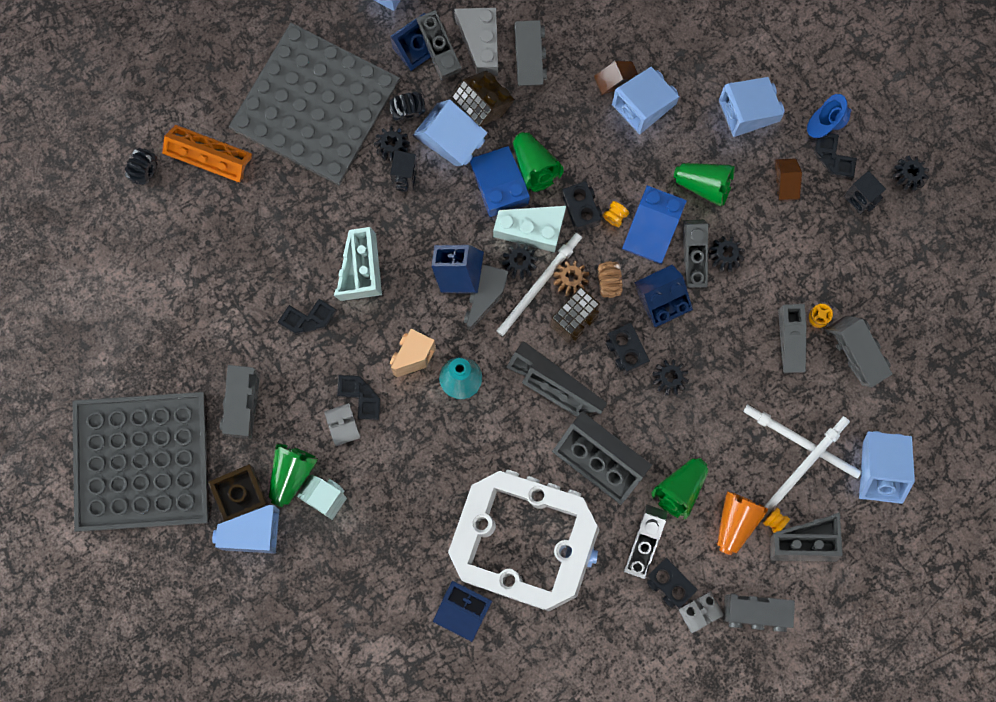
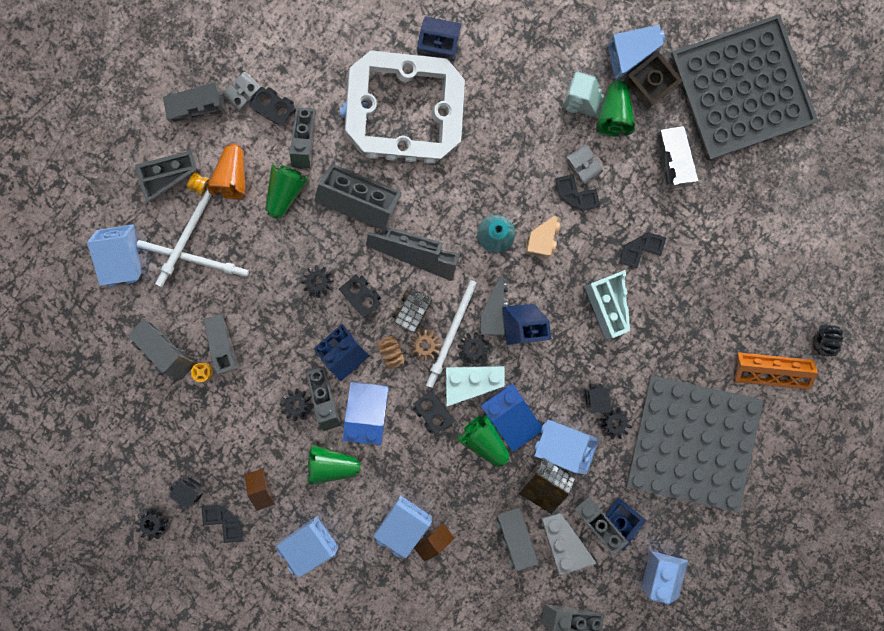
camera: 165 degrees right, 10 degrees up
(407, 106) = (612, 460): black gear -> none
(615, 214) = (401, 414): light orange wheel -> none
(830, 116) = (235, 556): blue piece -> none

